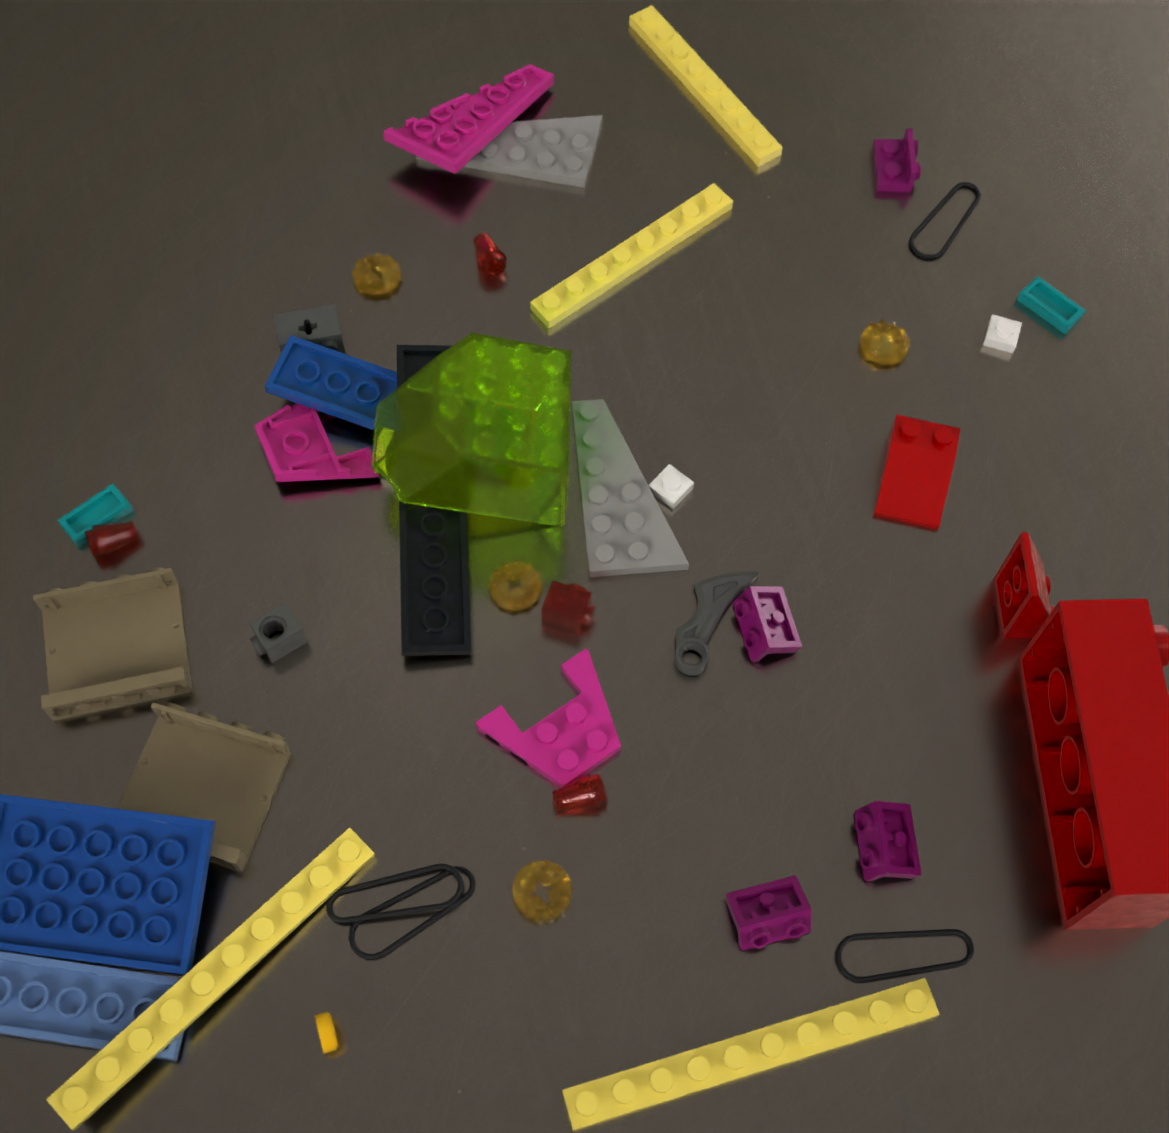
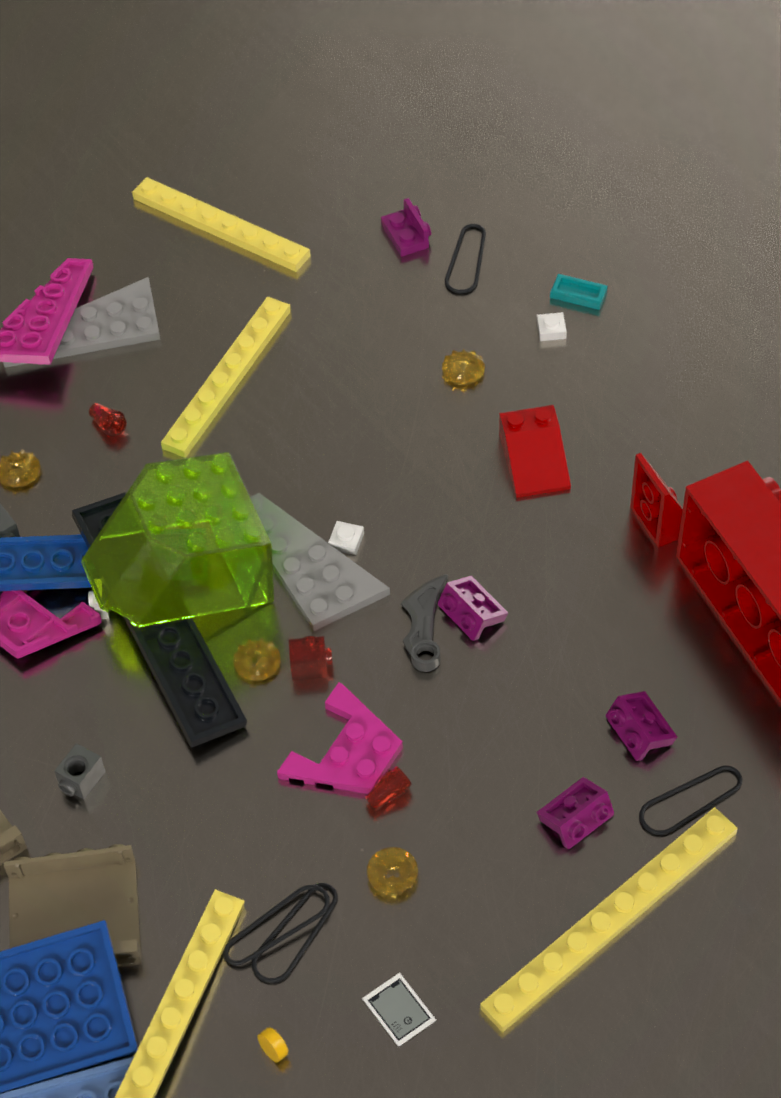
camera: 20 degrees left, 10 degrees down
(477, 1051) = (399, 1009): none -> sticker

